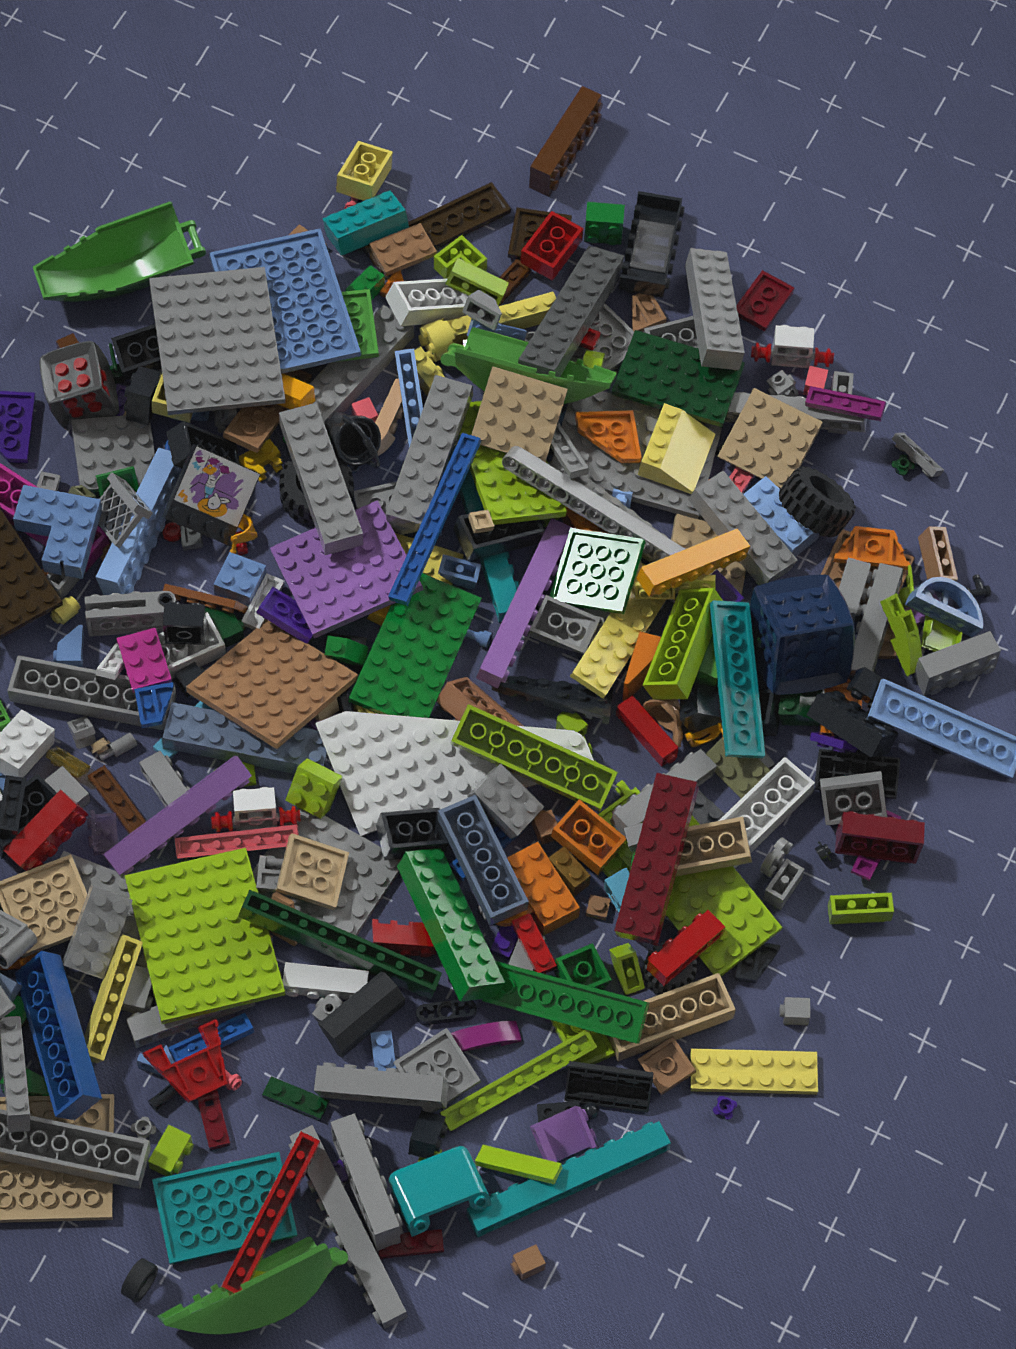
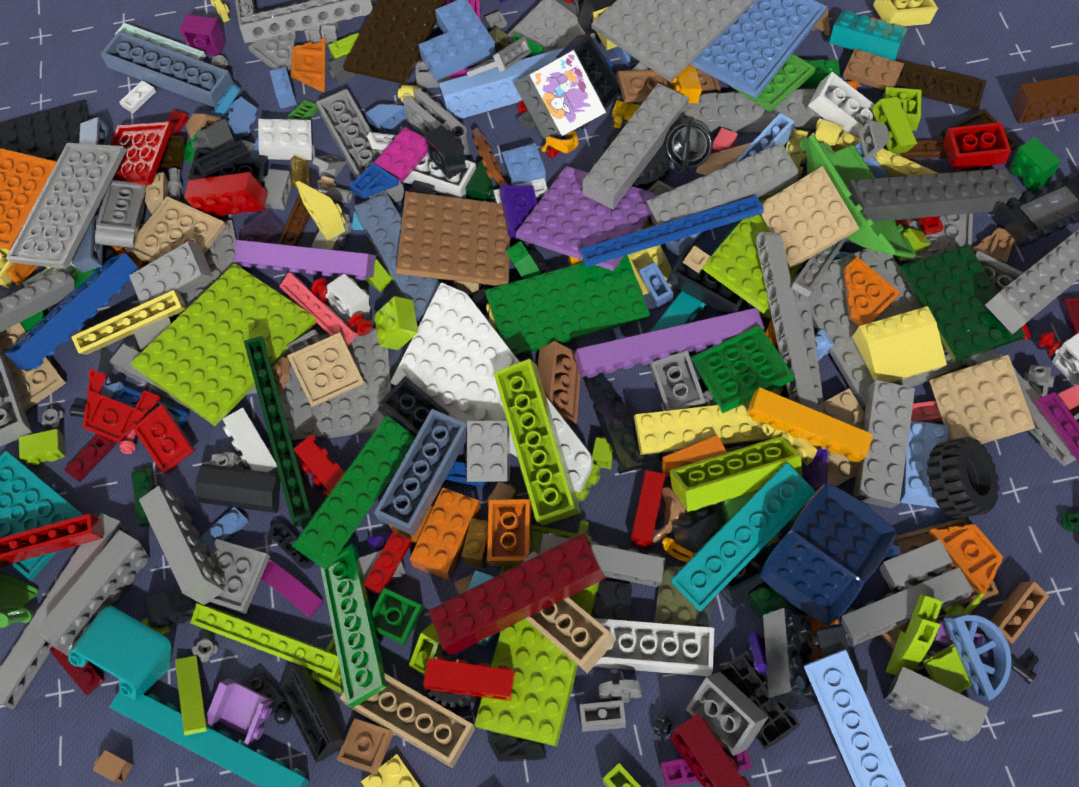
camera: 60 degrees right, 0 degrees up
(147, 764) = (322, 210): none -> light yellow slope
(257, 1044) = (163, 439): none -> red plate
(483, 1129) = (204, 643): none -> light grey plate

